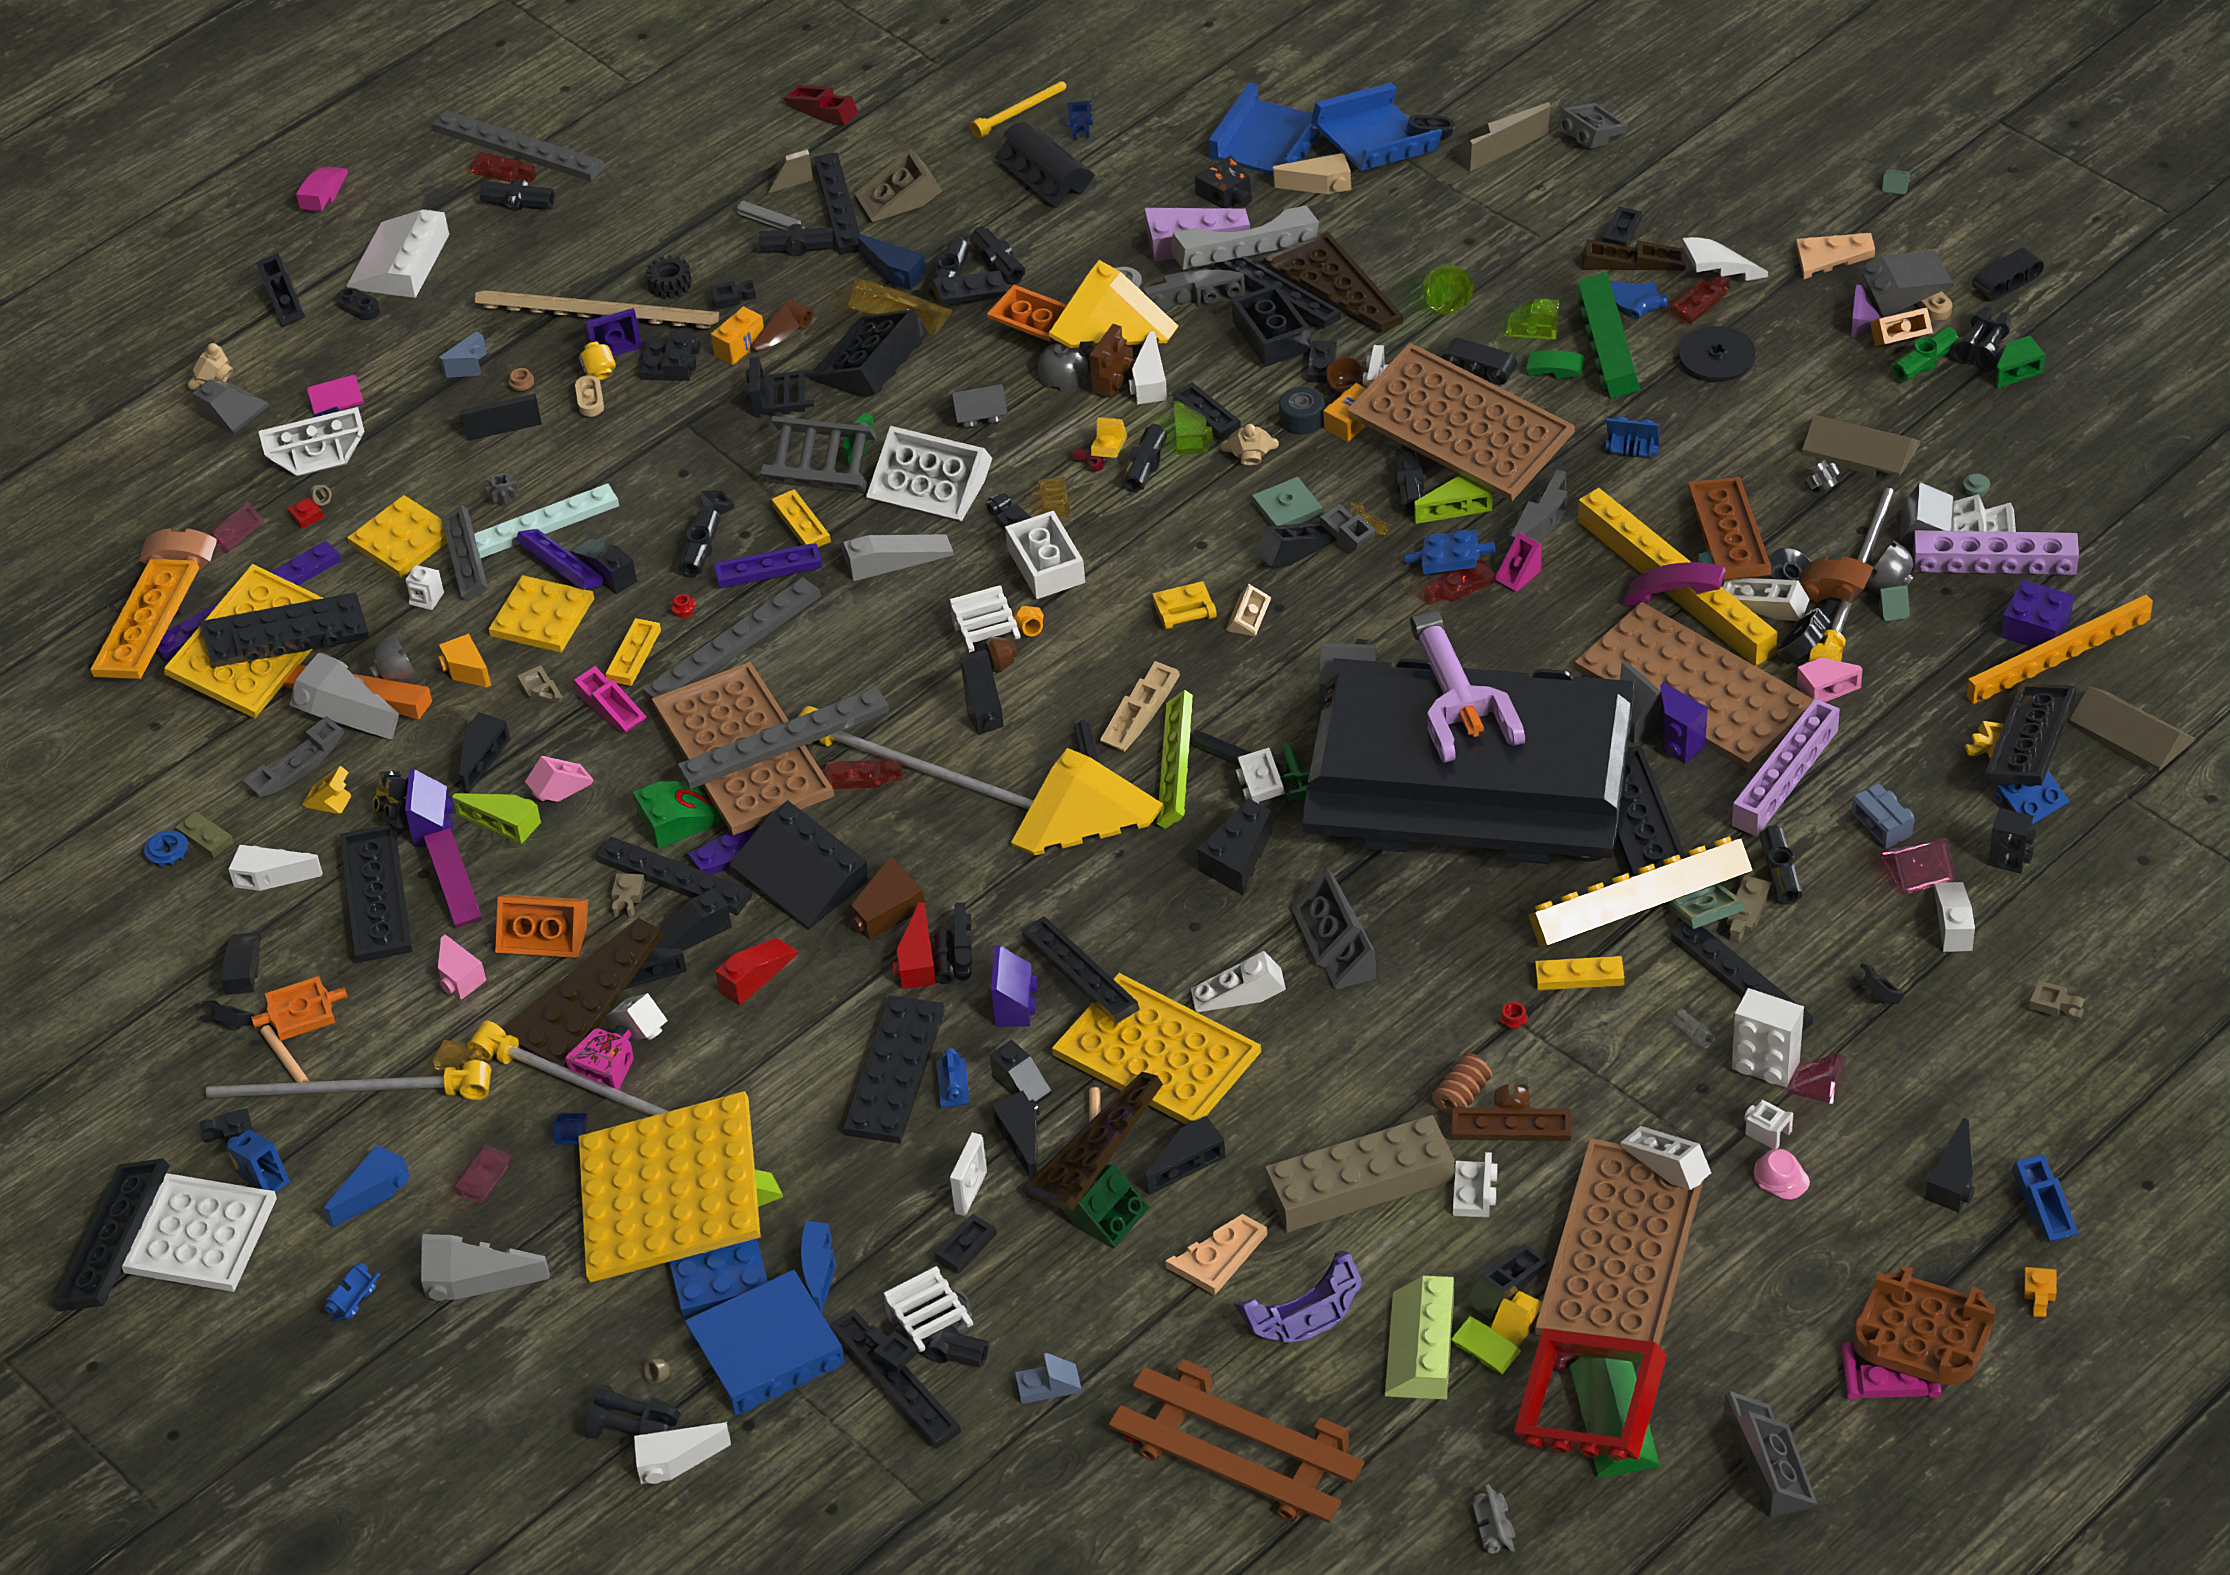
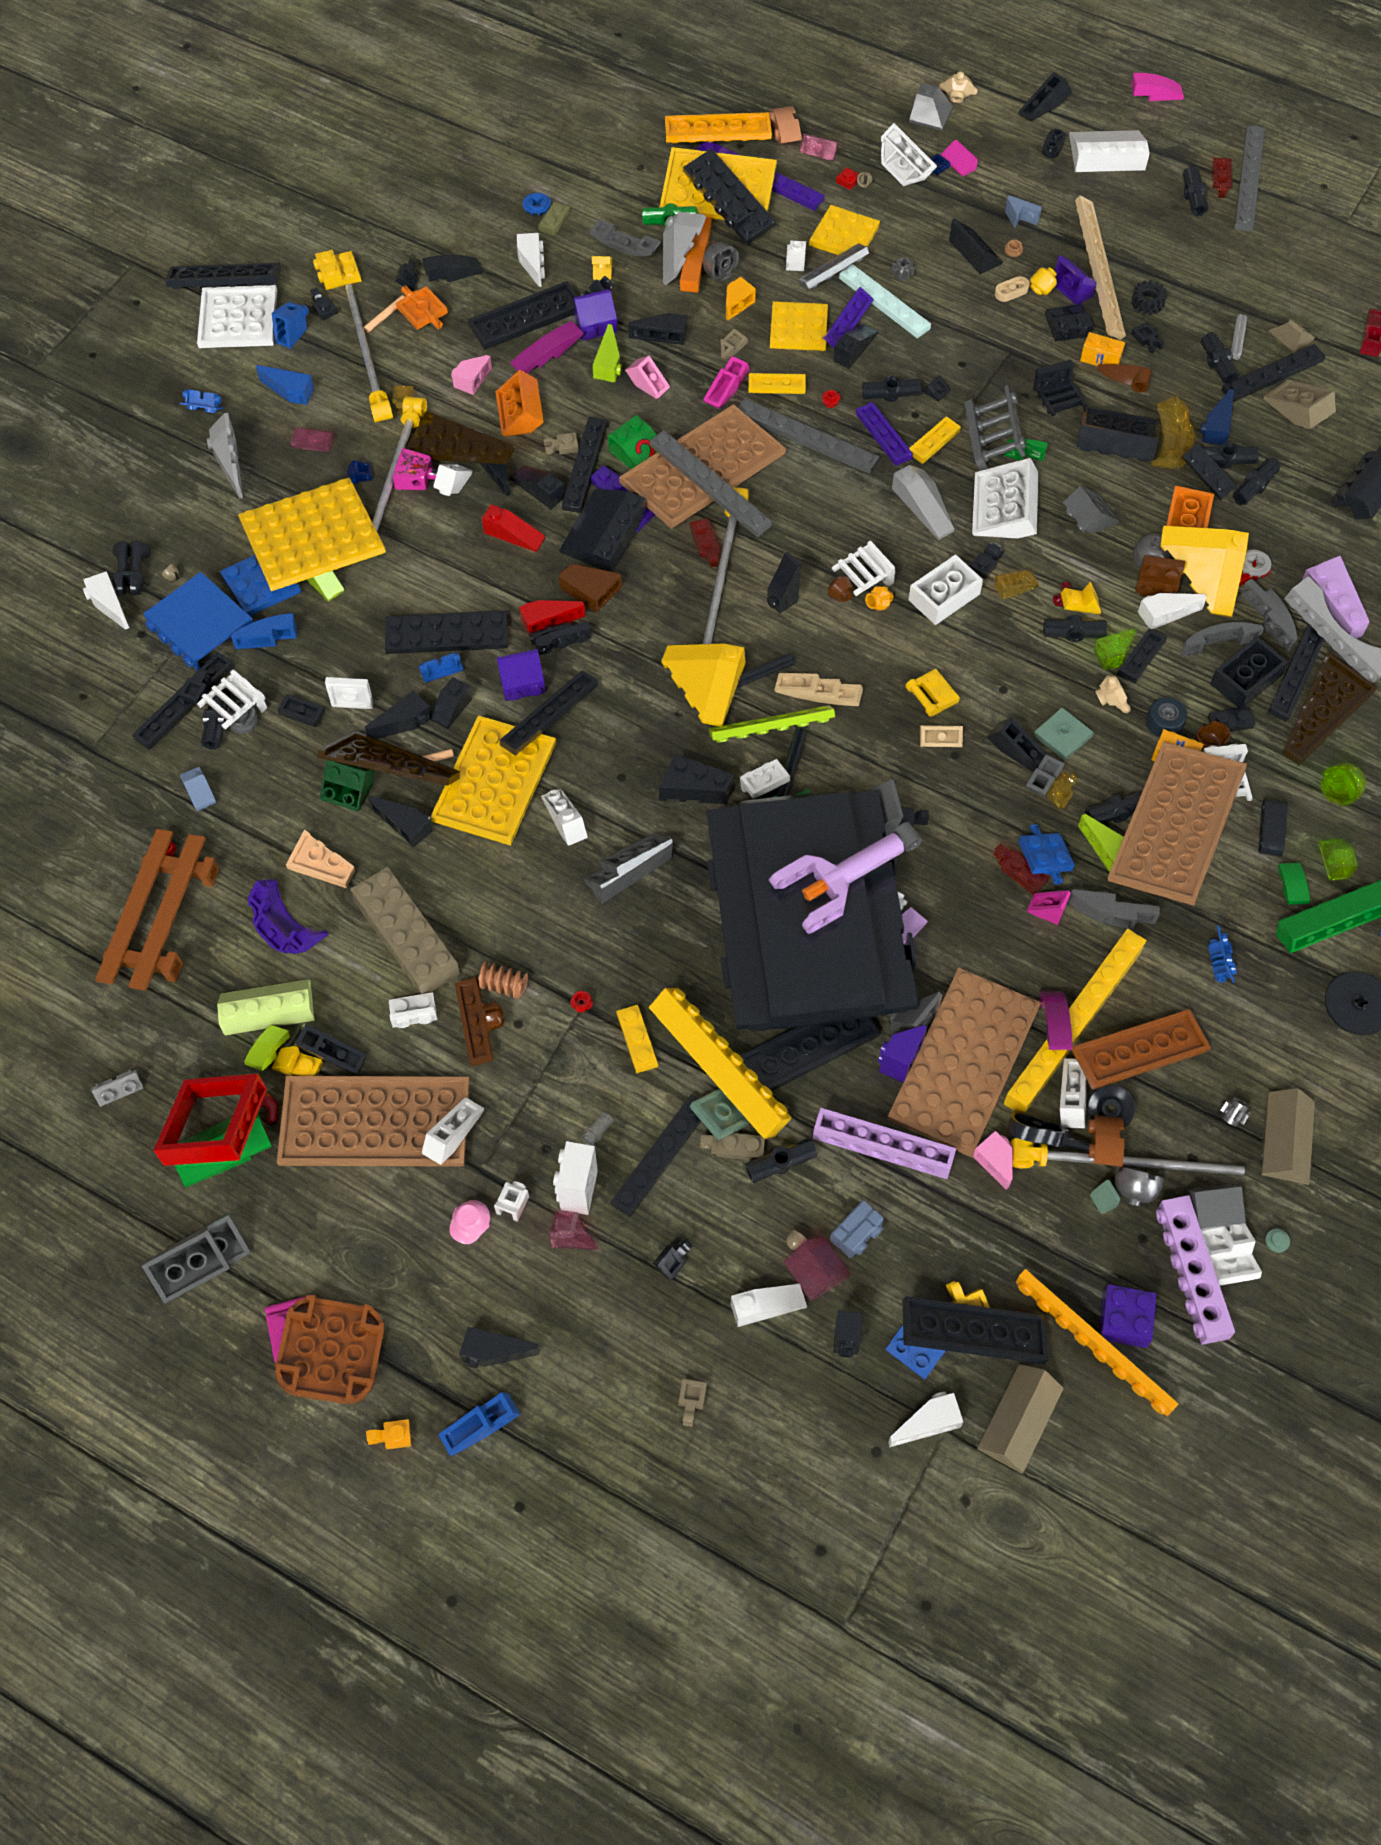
camera: 70 degrees right, 15 degrees up
(167, 1100) = (336, 269): none -> yellow plate
(276, 704) = (659, 215): none -> green piece
(1208, 322) = (1242, 631): none -> dark grey slope
(1882, 873) = (795, 1239): none -> dark tan hinge
(2119, 801) = (935, 1417): none -> white slope

